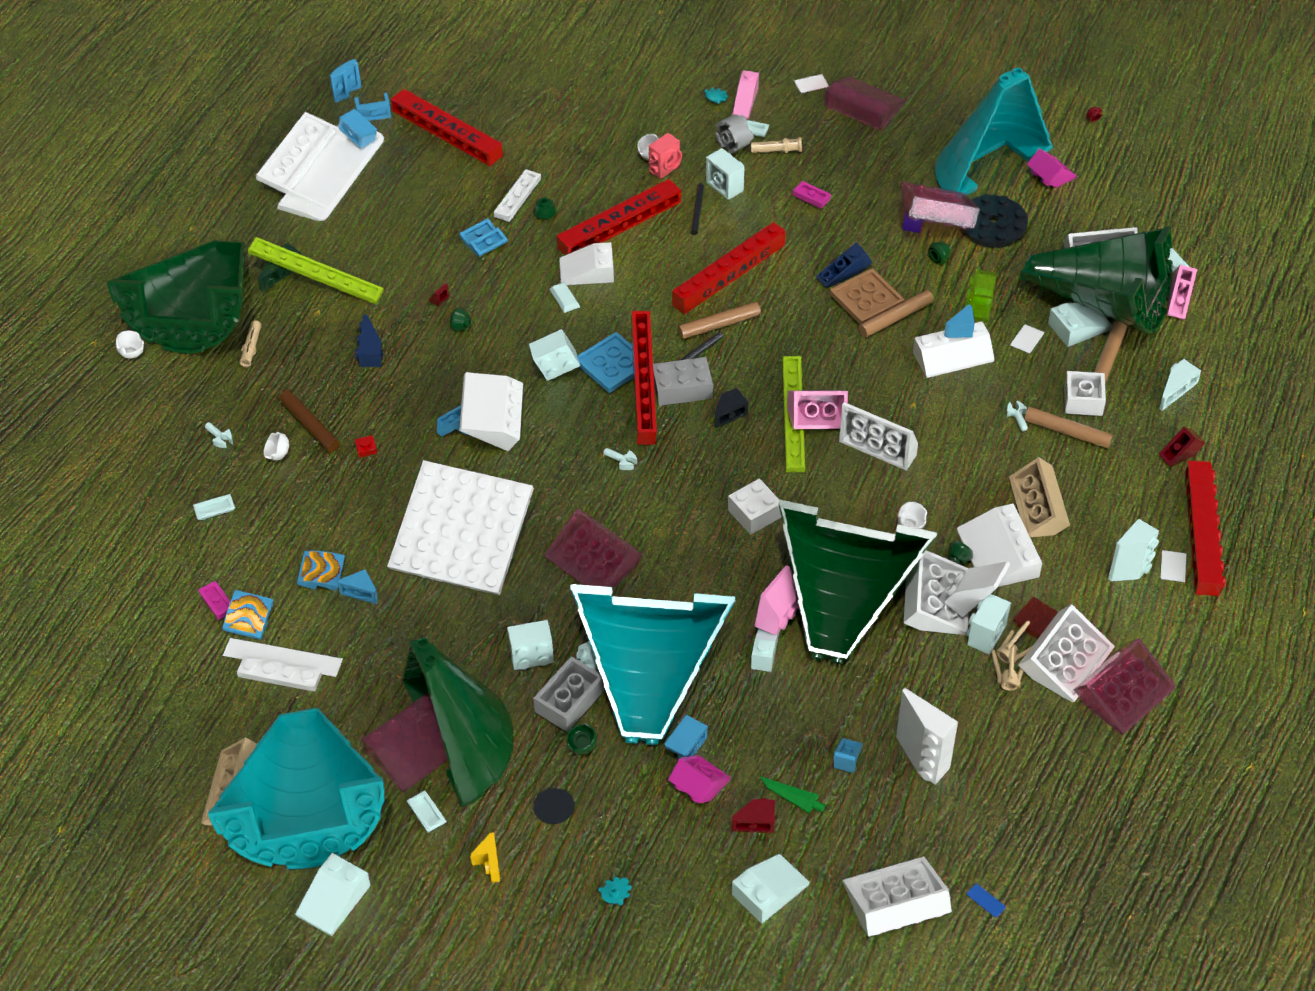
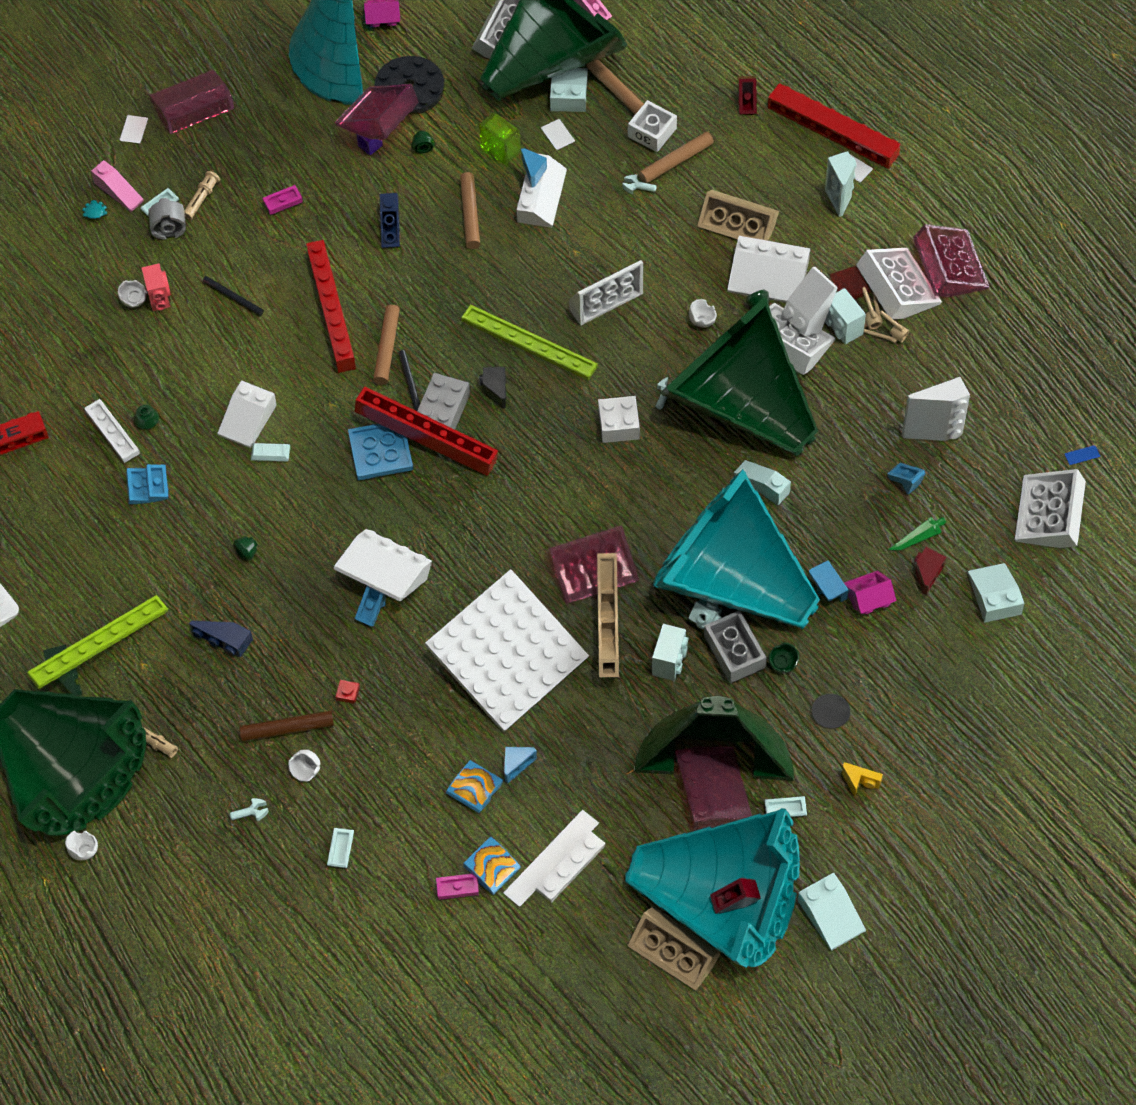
camera: 60 degrees left, 10 degrees up
(306, 807) = (735, 895): none -> dark red slope
(440, 295) = (197, 552): dark red slope -> none
(532, 590) = (608, 615): none -> tan arch
(554, 354) = (353, 488): light aqua brick -> none
(615, 891) = (938, 701): teal piece -> none
(620, 217) = (205, 363): red brick -> none
(623, 459) = (496, 494): light aqua bar -> none
(725, 174) = (215, 251): light aqua brick -> none
(778, 603) = (739, 449): bright pink slope -> none
(816, 408) = (543, 320): bright pink slope -> none
(866, 296) = (435, 221): medium nougat plate -> none
(1181, 379) = (678, 58): light aqua slope -> none

